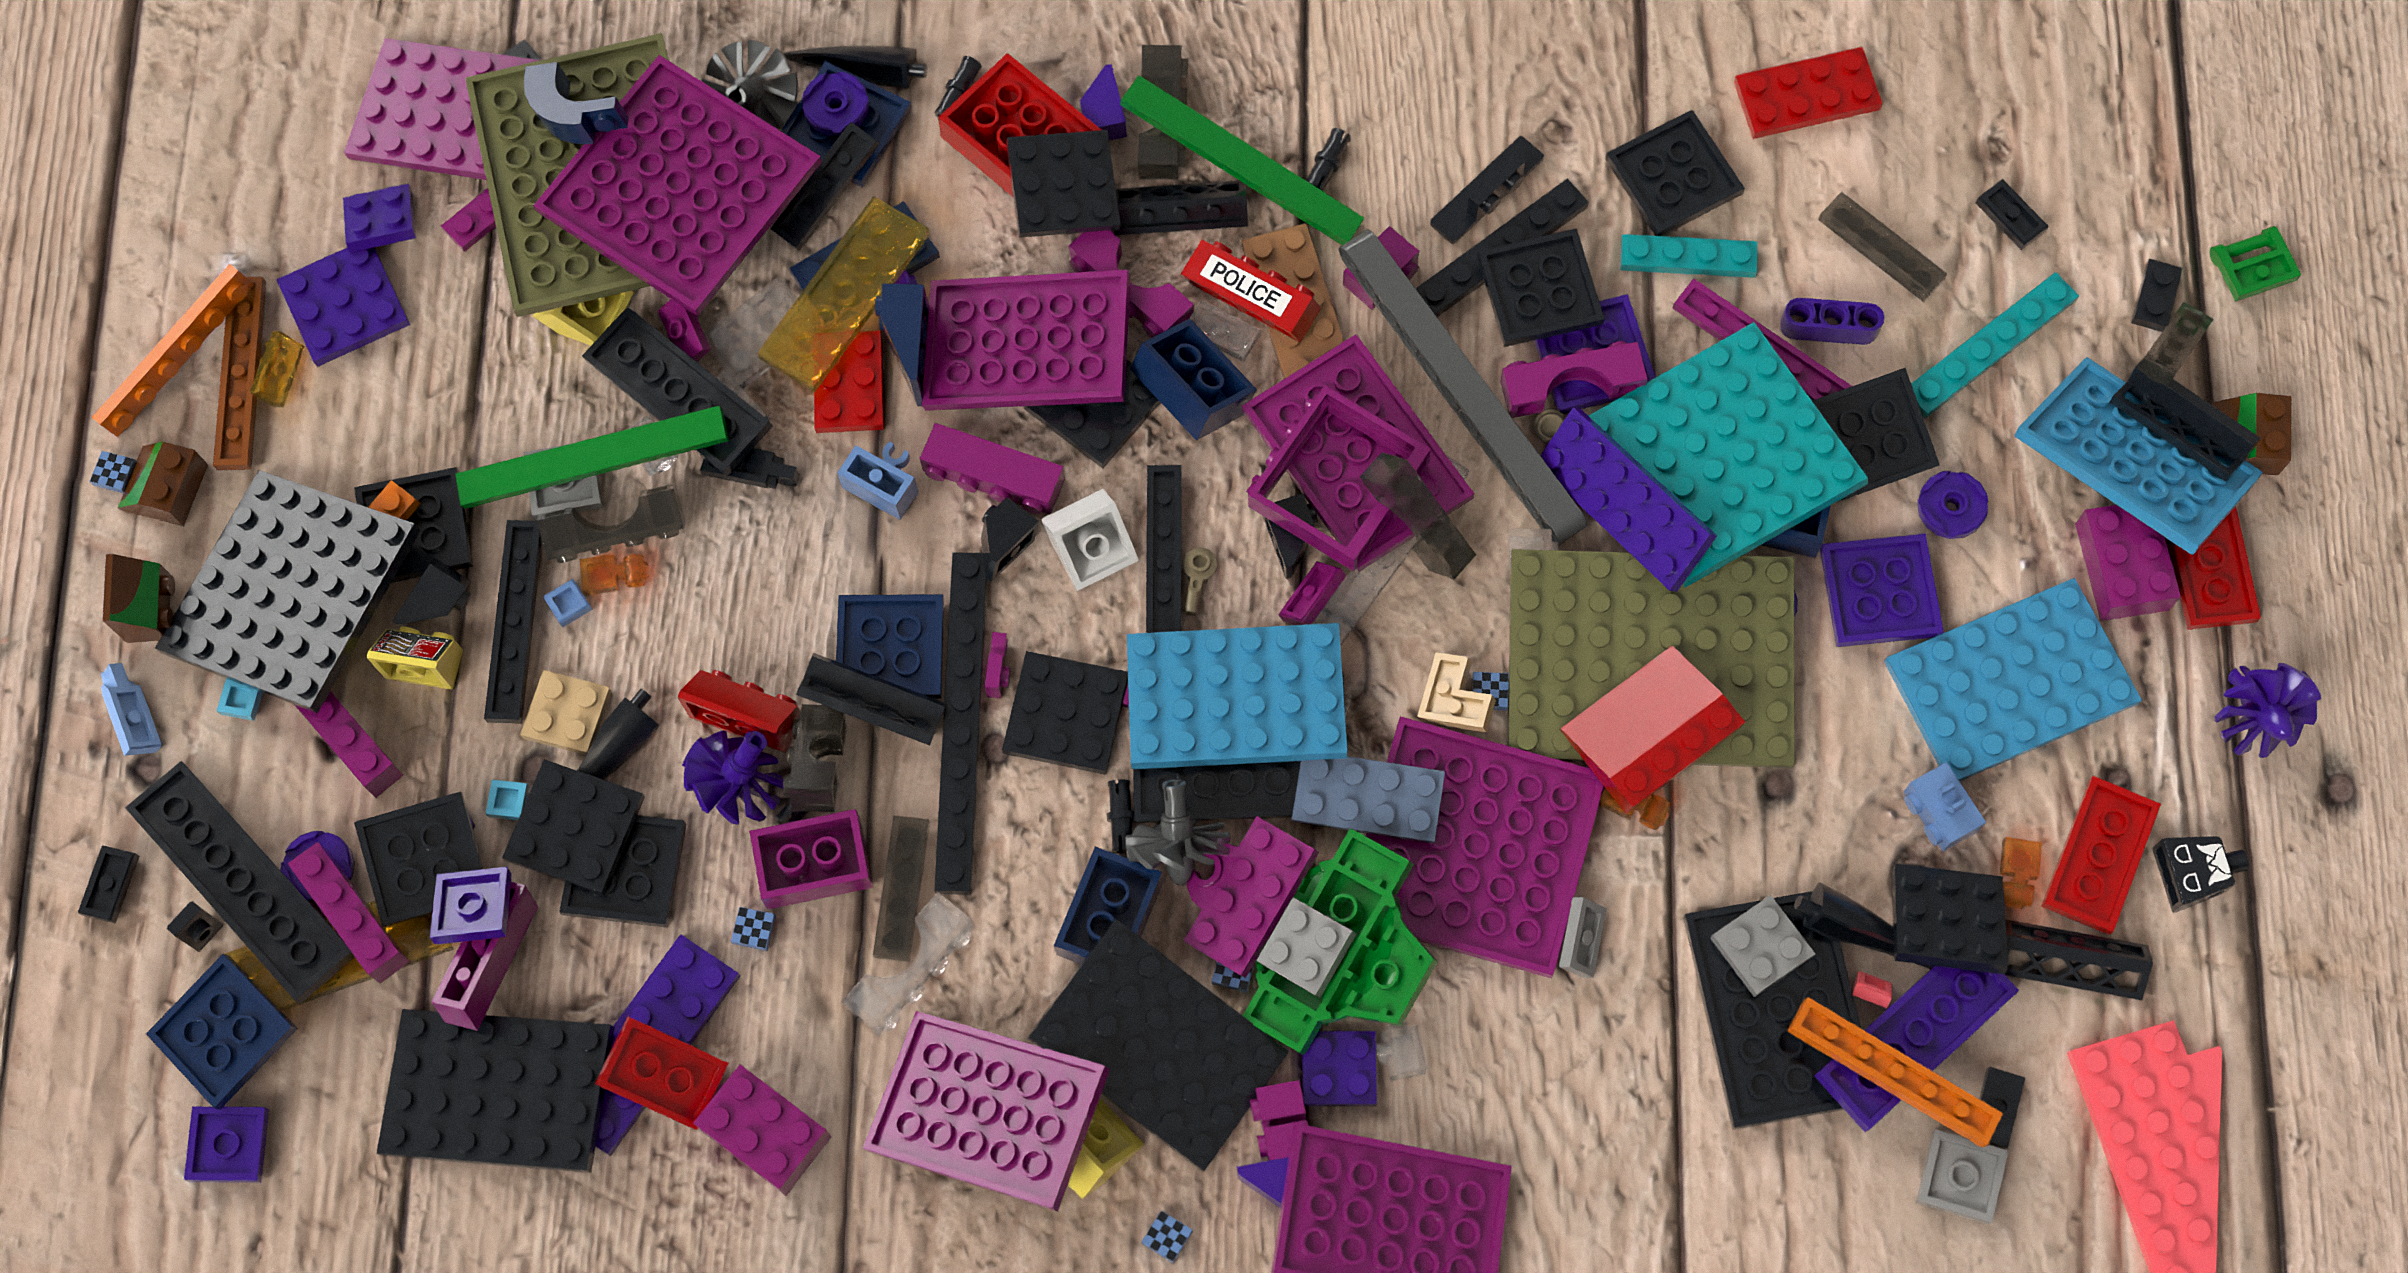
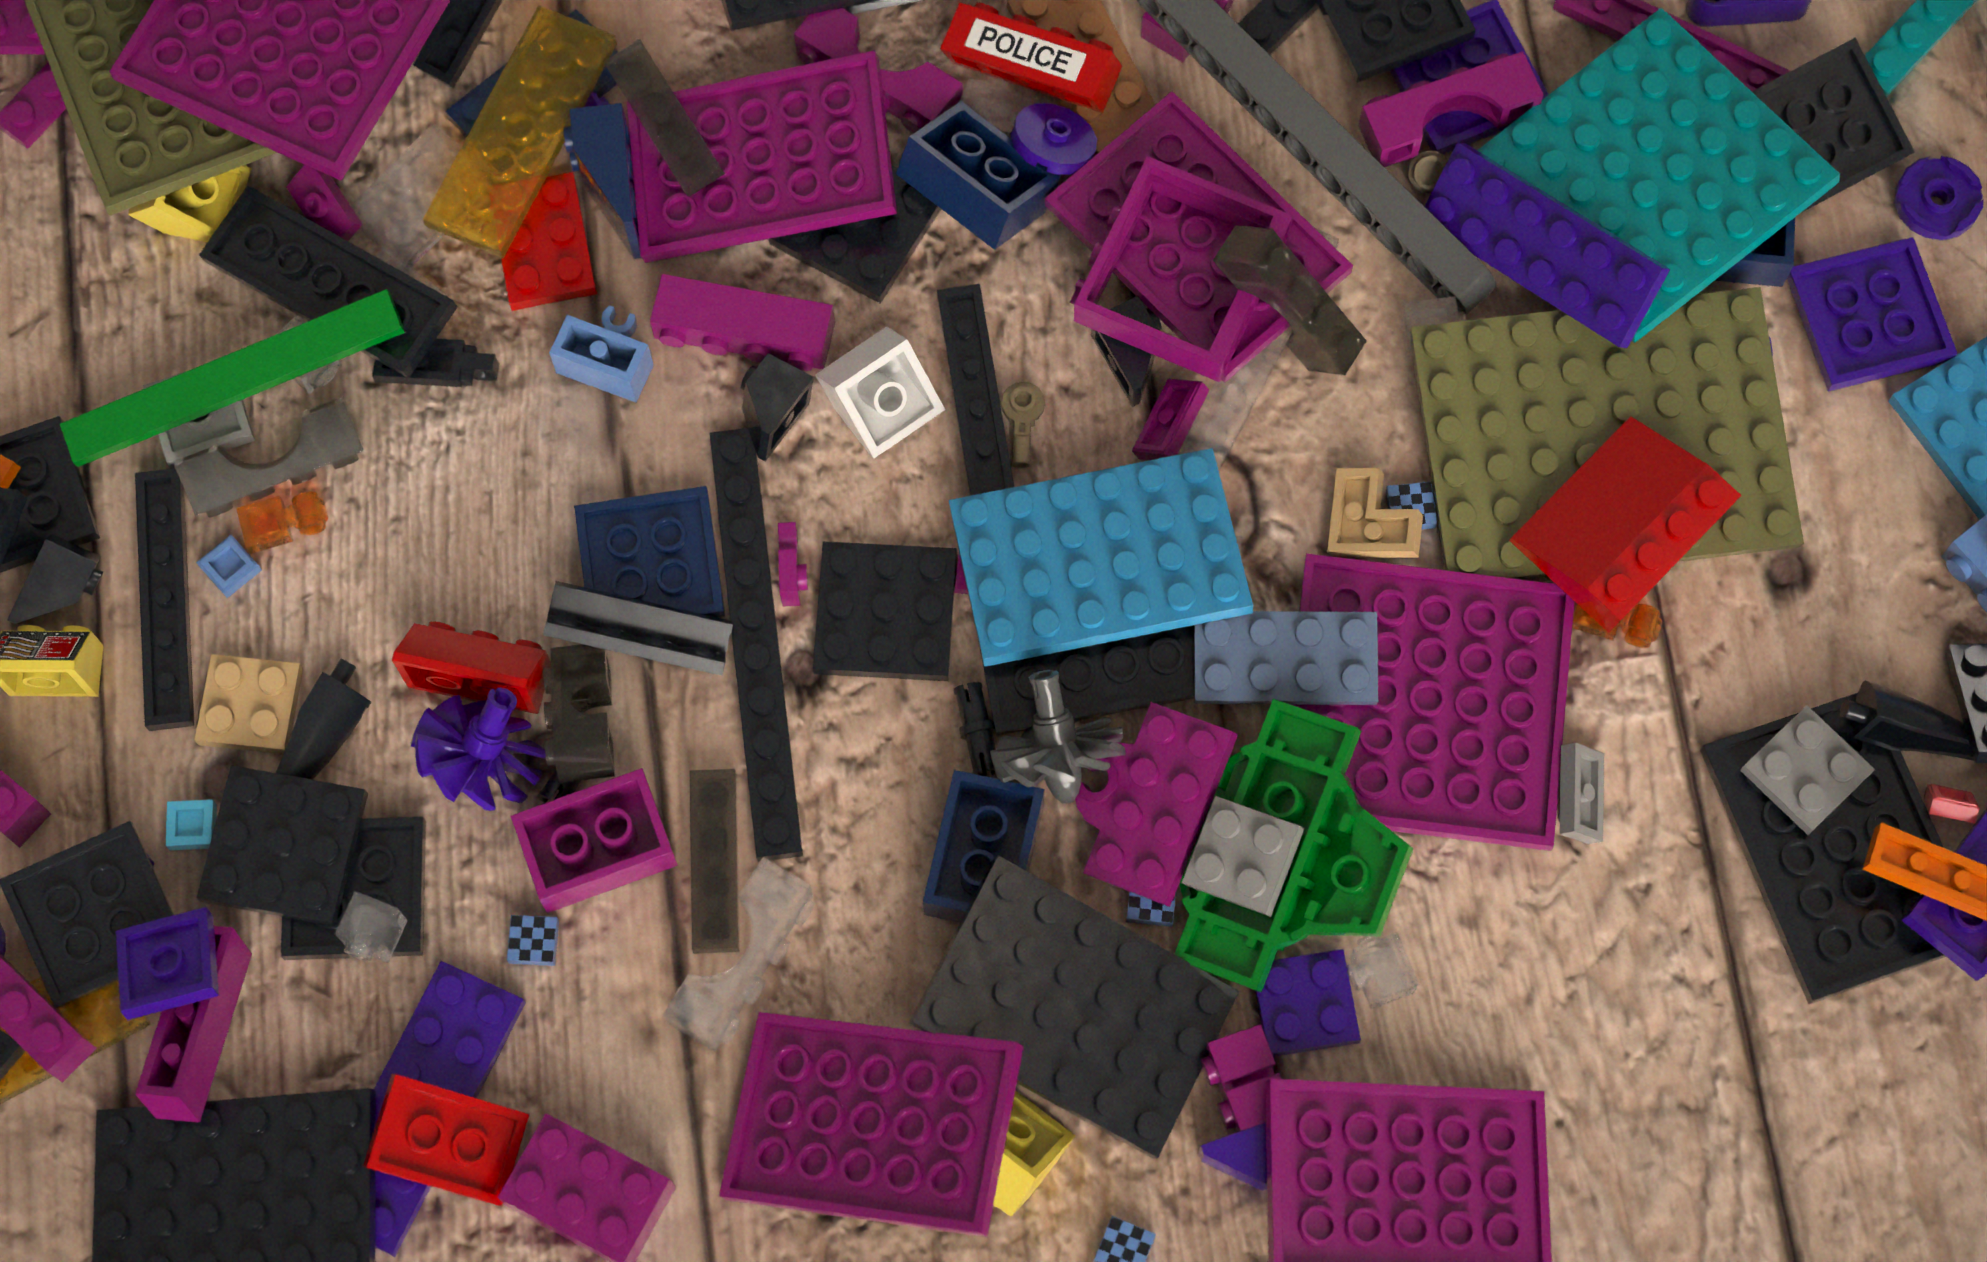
camera: 10 degrees left, 0 degrees up
(629, 902) = (370, 928): none -> clear brick
(956, 299) = (664, 118): none -> clear smoke plate
(1257, 358) = (1053, 138): none -> dark purple plate

